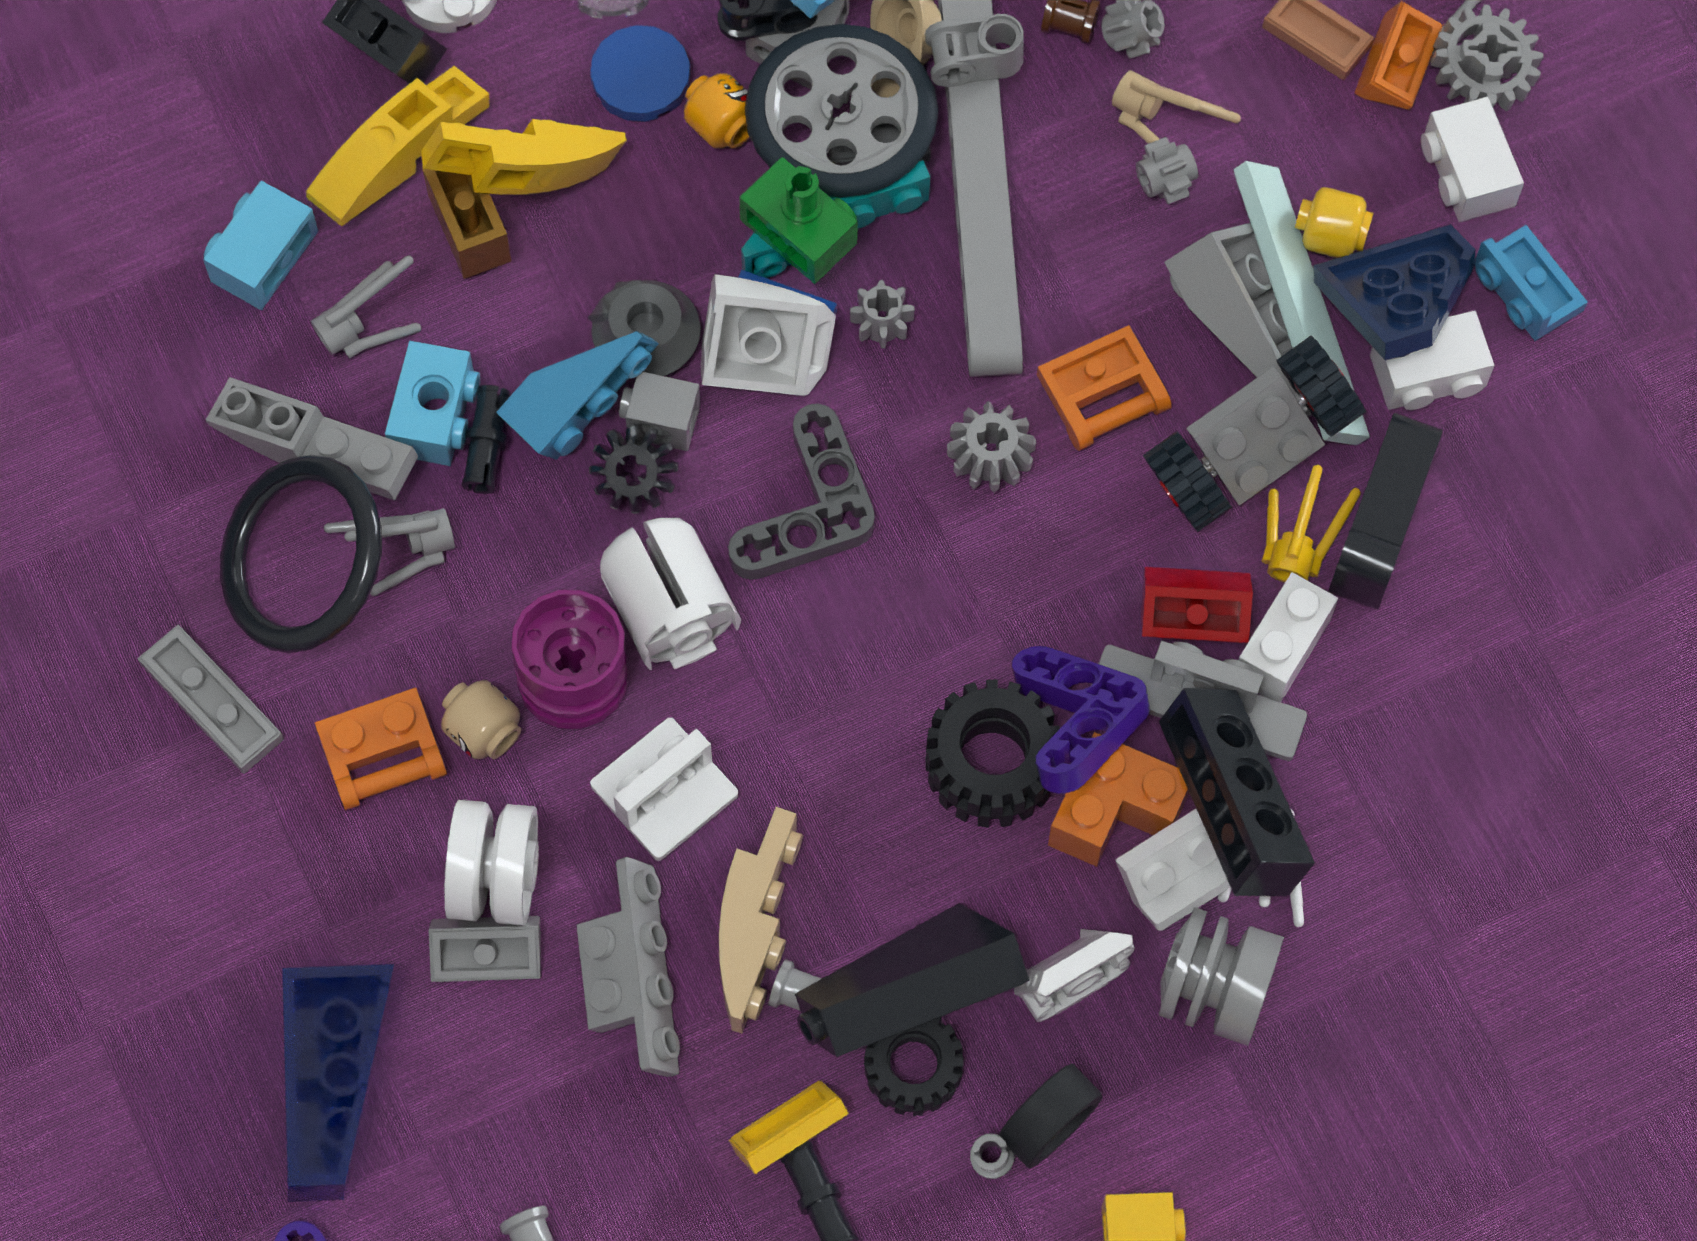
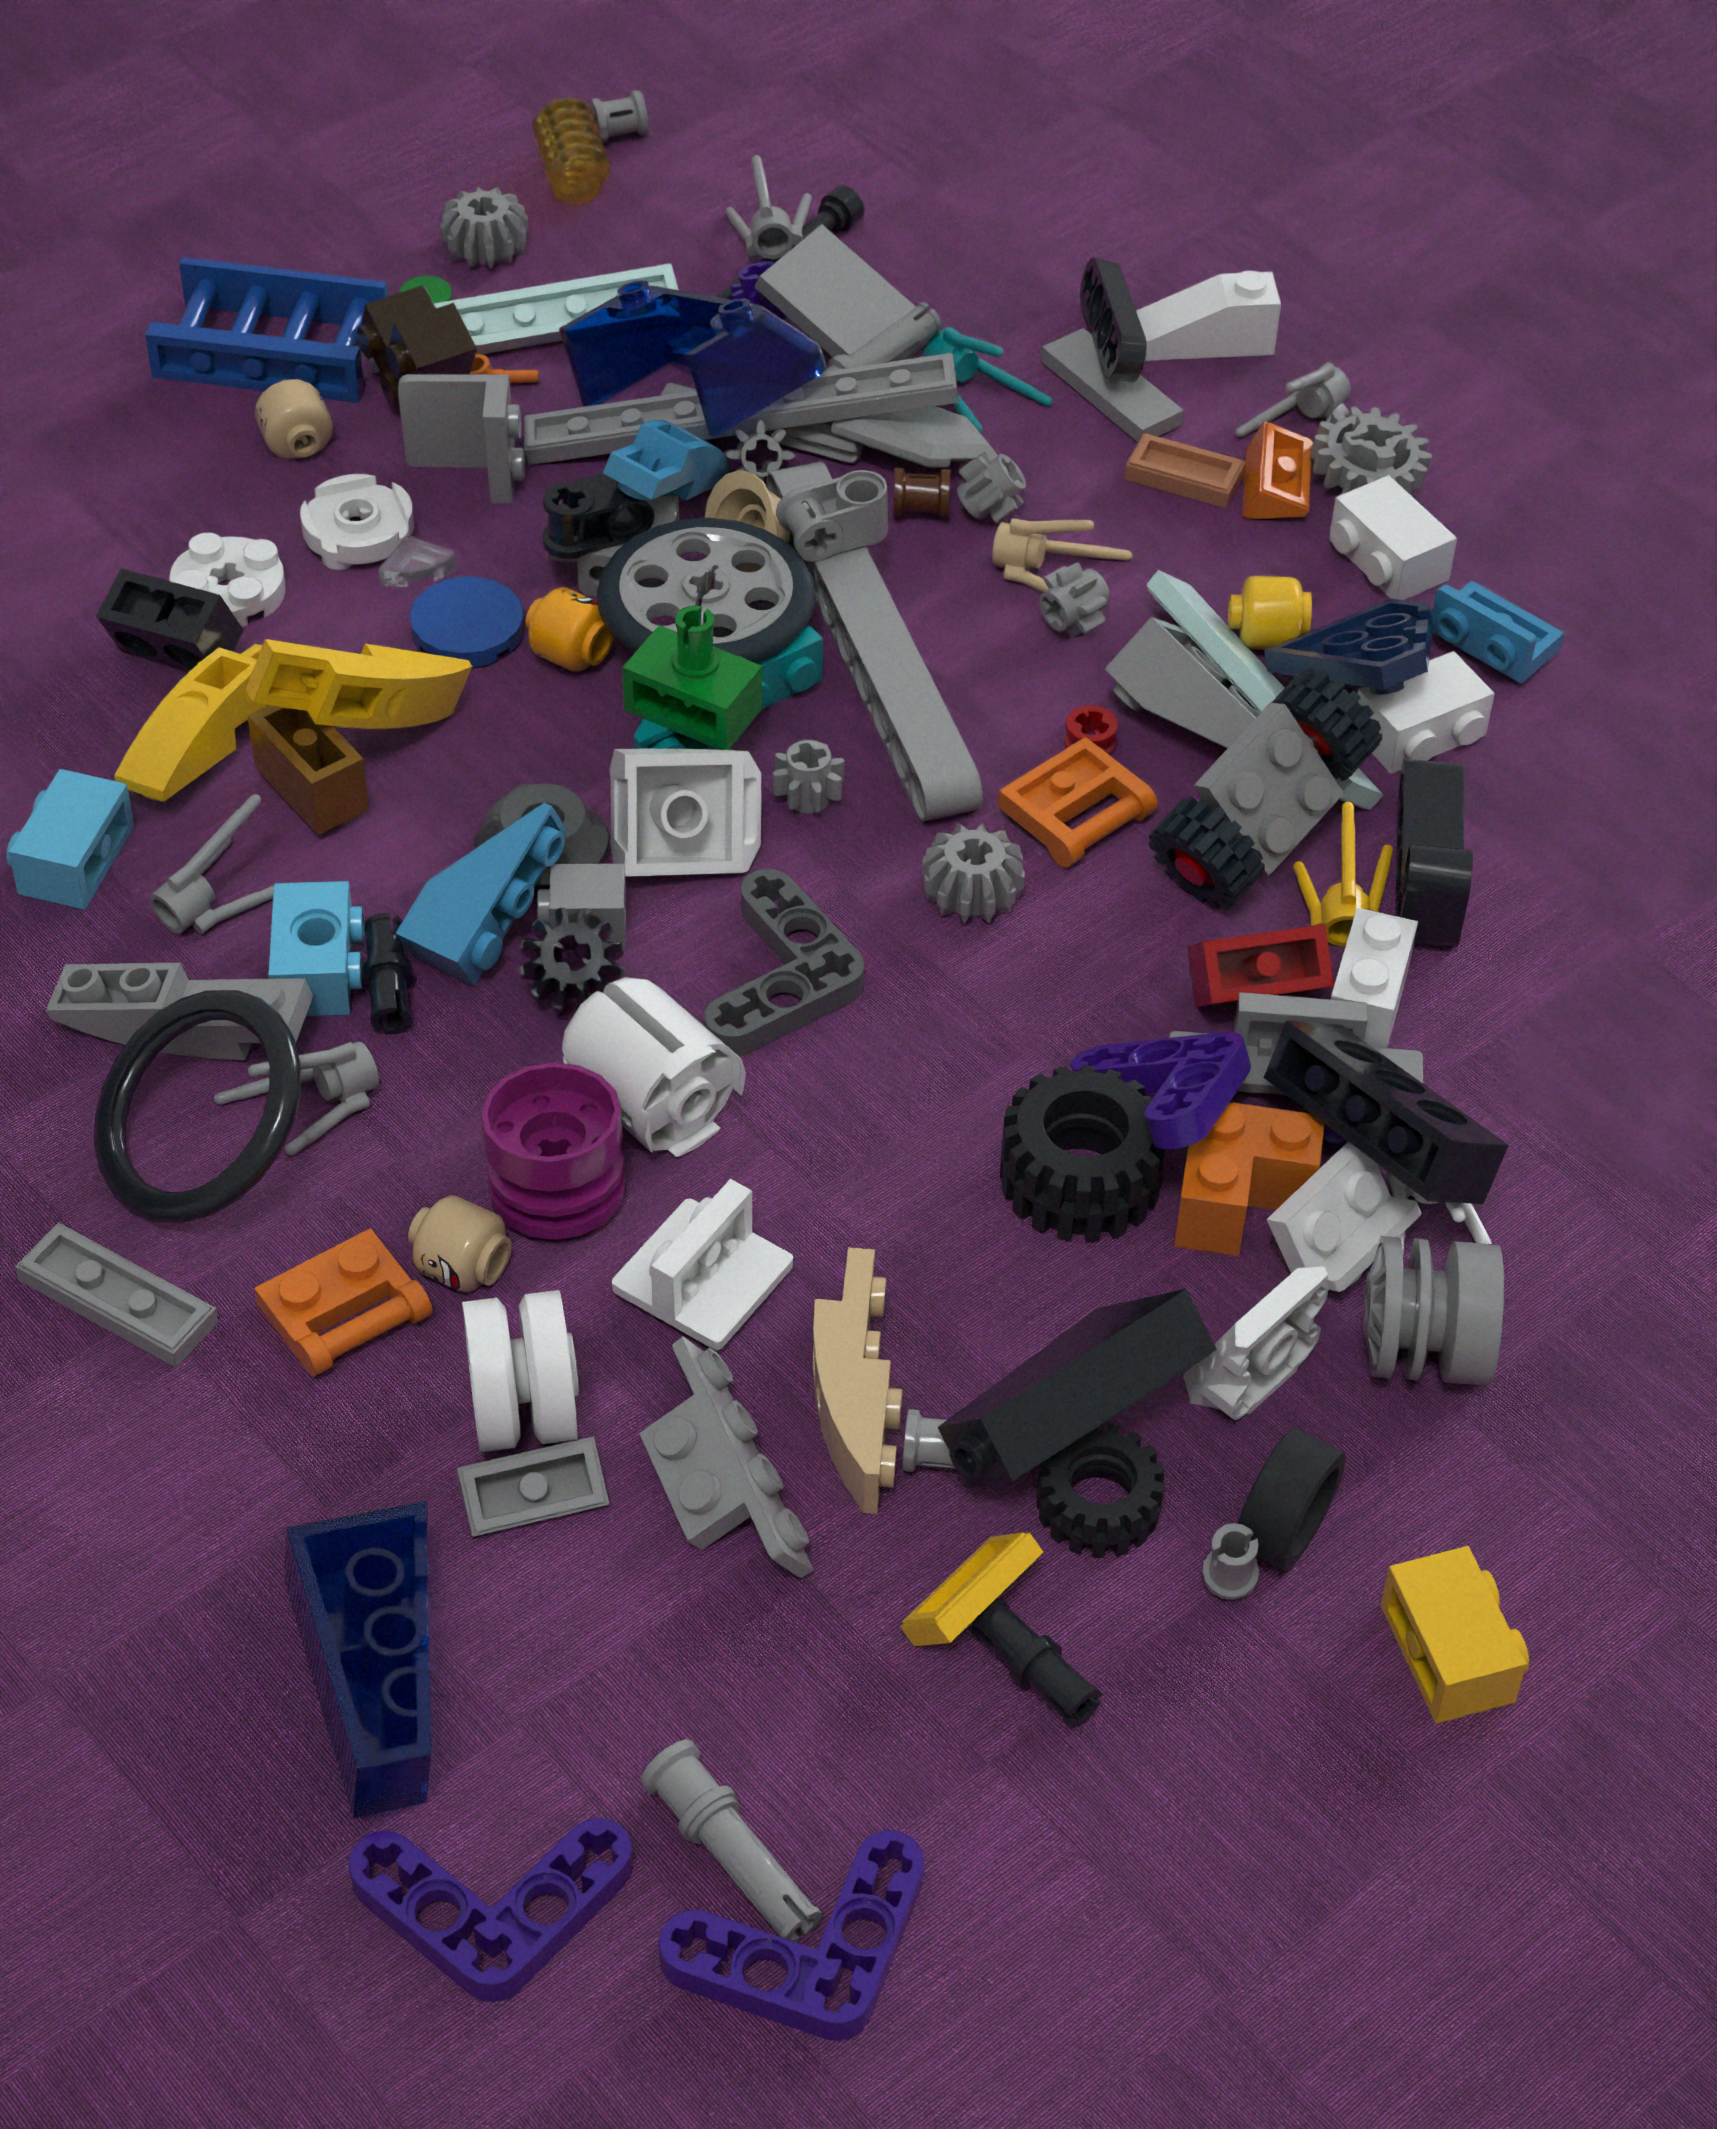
camera: 15 degrees left, 20 degrees down
(1140, 298) = (1092, 719): none -> red bush

